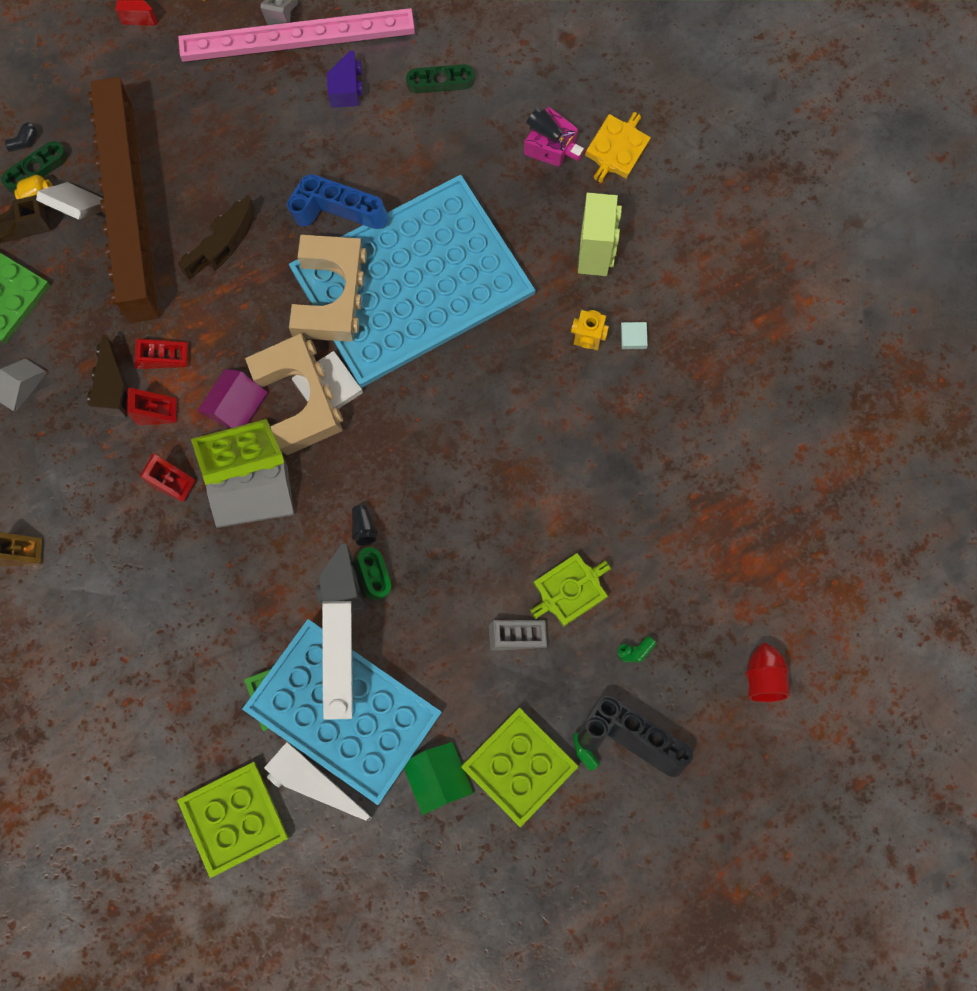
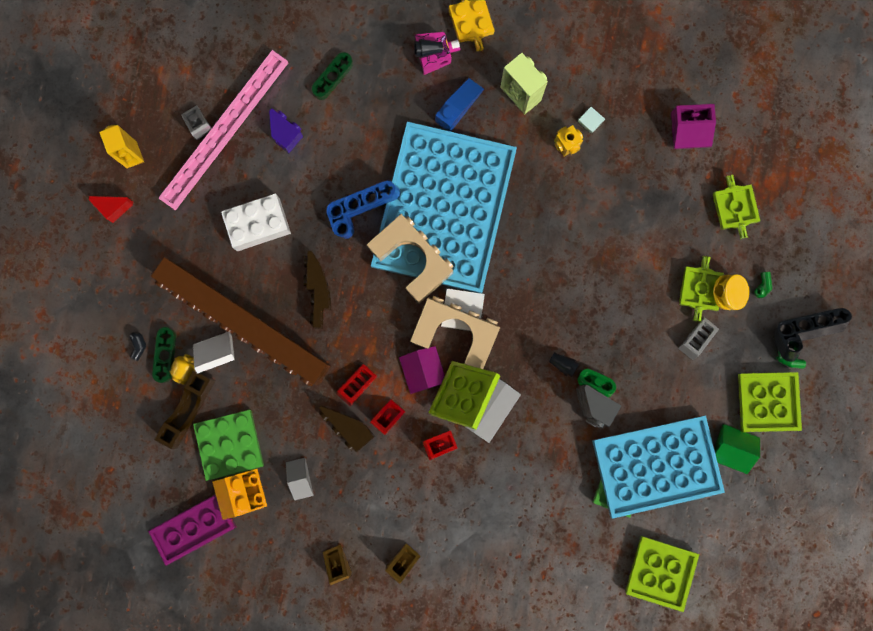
camera: 45 degrees left, 10 degrees up
(234, 132) = (256, 222): none -> white brick
(299, 774) = (673, 518): white slope -> none
(337, 660) = (642, 447): white slope -> none
(523, 204) = (458, 105): none -> blue slope
(593, 619) = (731, 292): none -> yellow head
(688, 548) = (736, 207): none -> lime plate
(724, 431) = (693, 126): none -> magenta slope
(767, 675) = (840, 232): red helmet -> none

